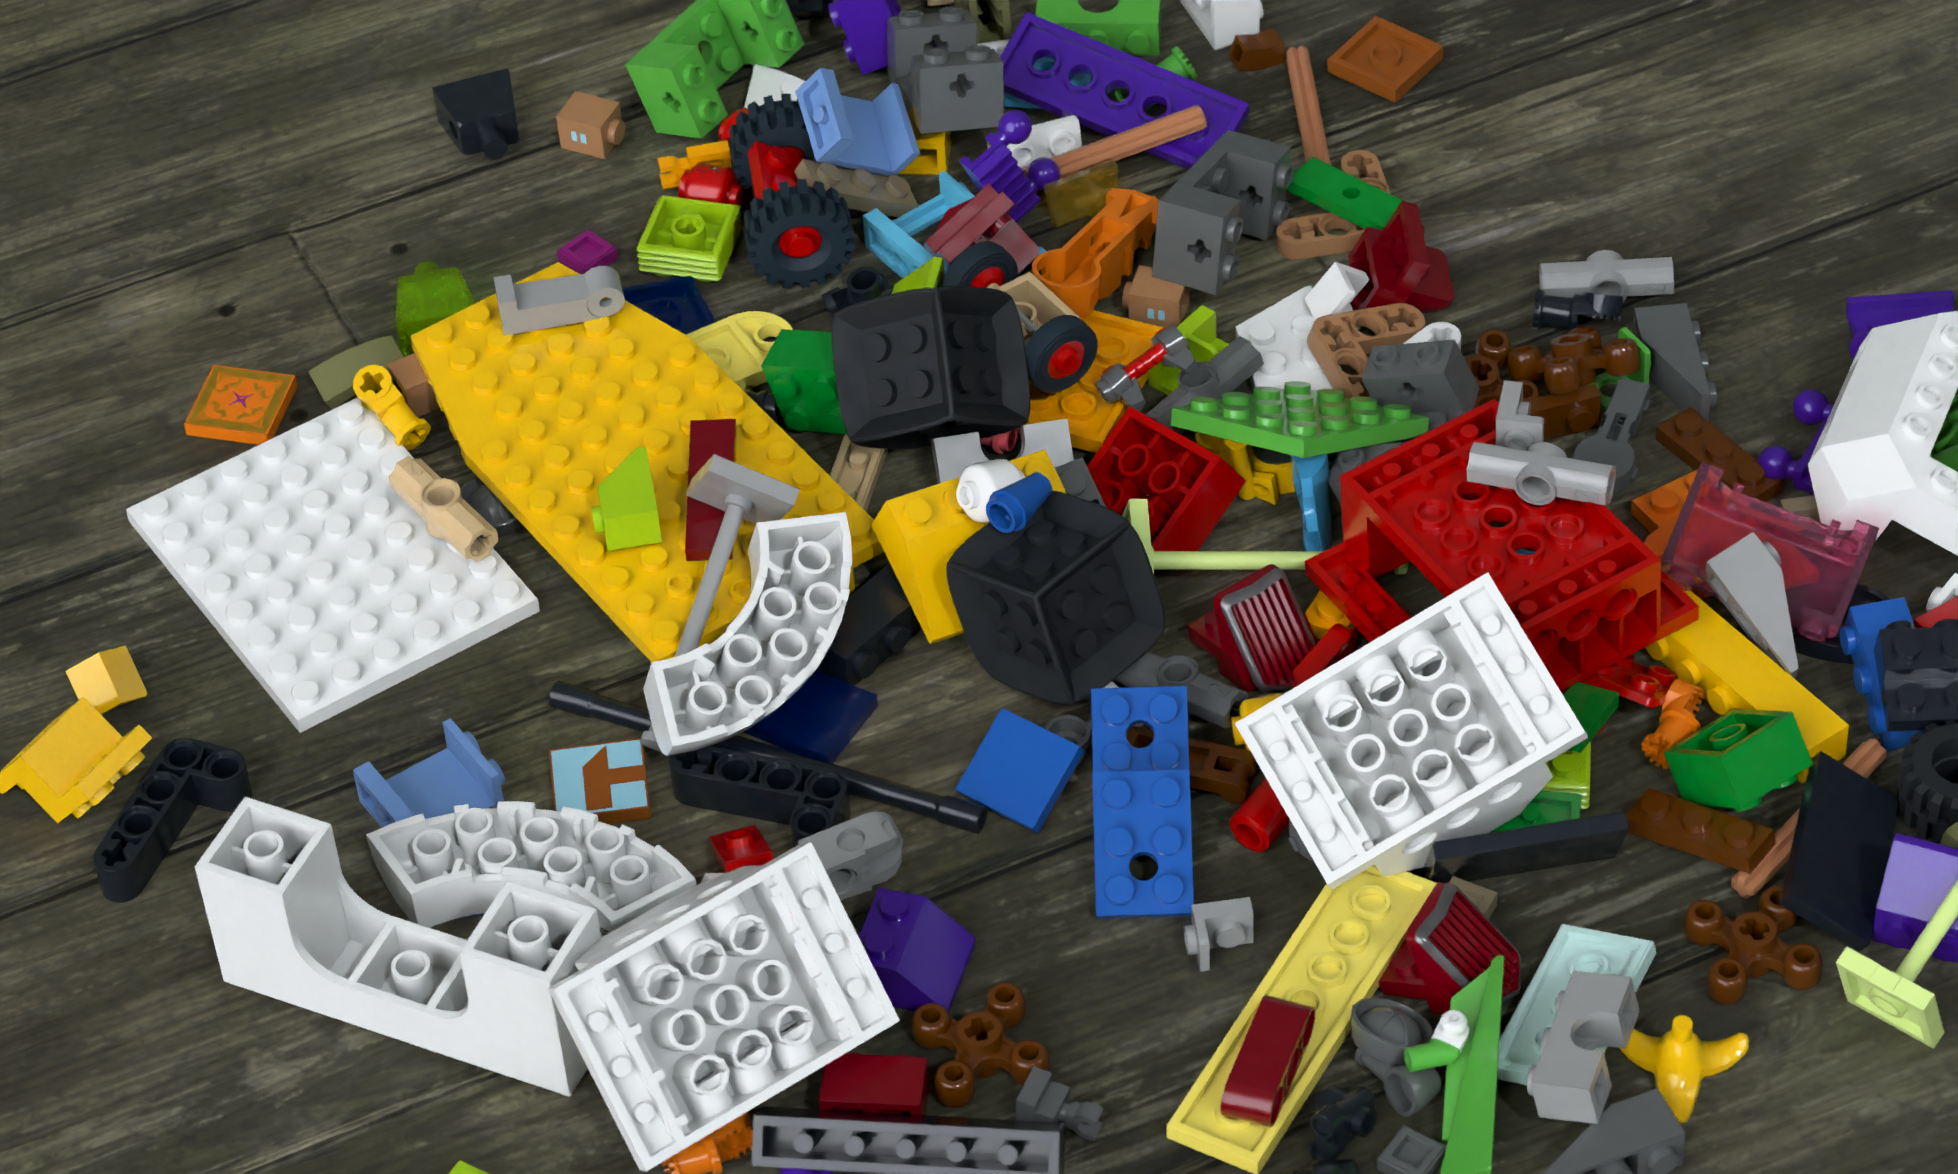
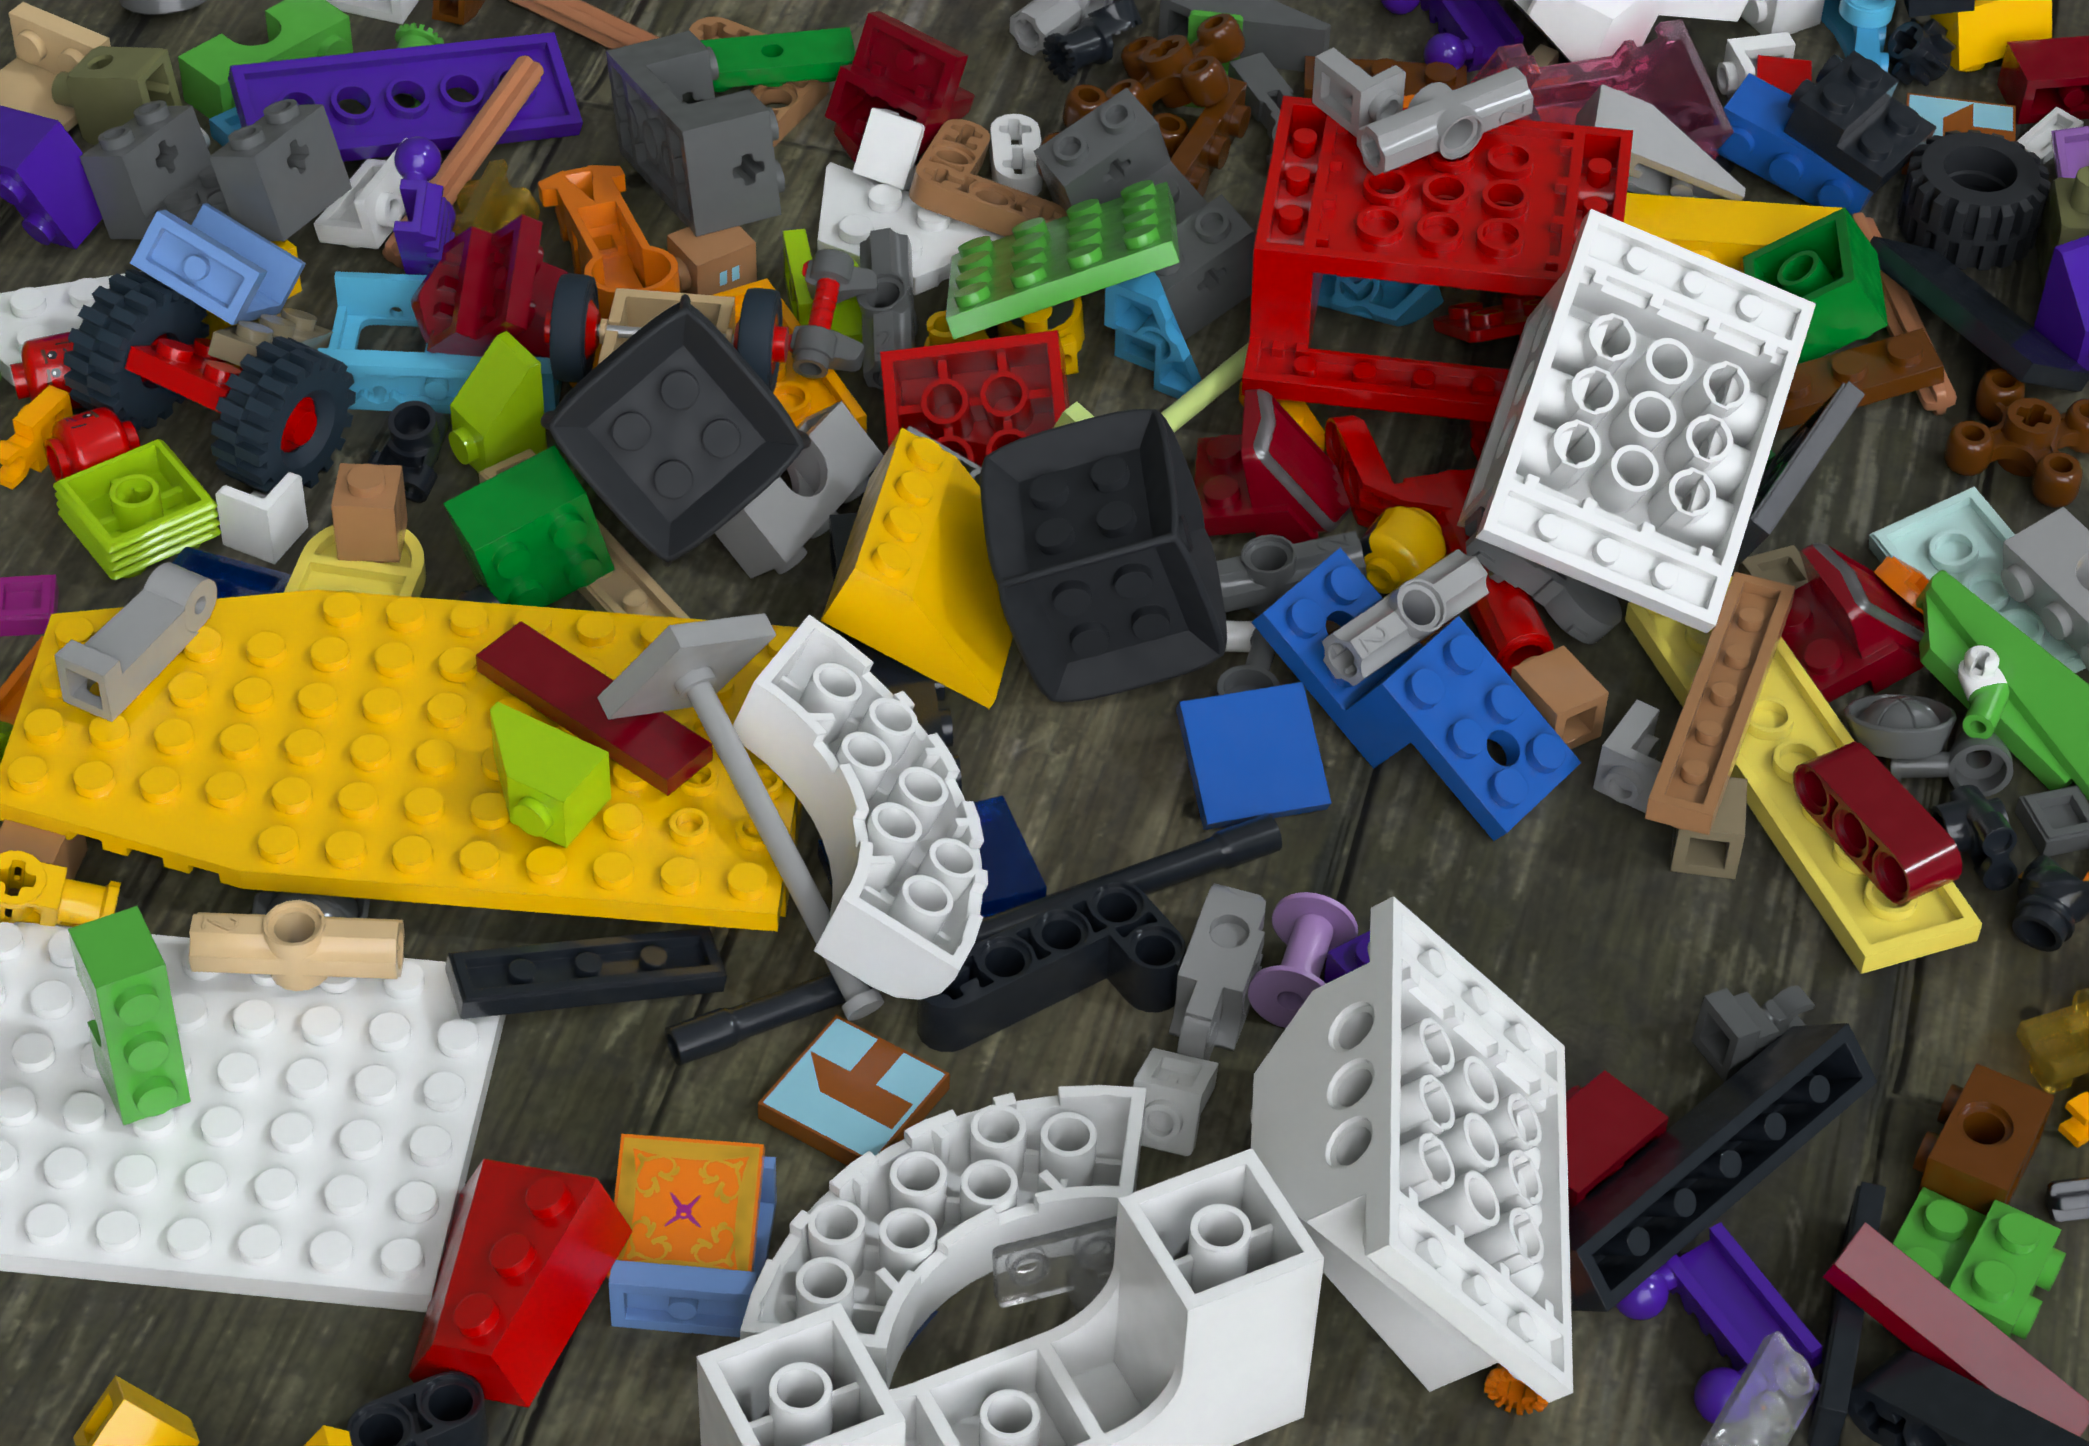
camera: 55 degrees left, 0 degrees up
(292, 455) = (133, 1013): none -> bright green arch
(315, 735) = (517, 1276): none -> red wedge
(434, 764) = (690, 1201): none -> tile
(560, 625) = (585, 972): none -> black tile
(740, 848) = (1123, 1035): red plate -> none
(744, 288) = (261, 522): none -> white panel
(766, 310) = (369, 512): none -> medium nougat brick
(860, 896) = (1310, 928): none -> lavender piece
(978, 1043) = (1608, 1019): reddish brown gear -> none
(980, 481) = (943, 486): white head -> none
(1015, 504) = (1007, 473): blue cone -> none
(1133, 748) = (1405, 617): none -> light grey piece
(1201, 995) = (1721, 850): none -> dark tan brick
(1226, 867) = (1564, 694): none -> medium nougat brick
(1280, 930) = (1720, 704): none -> medium nougat plate
(1521, 967) = (1902, 579): none -> orange tile

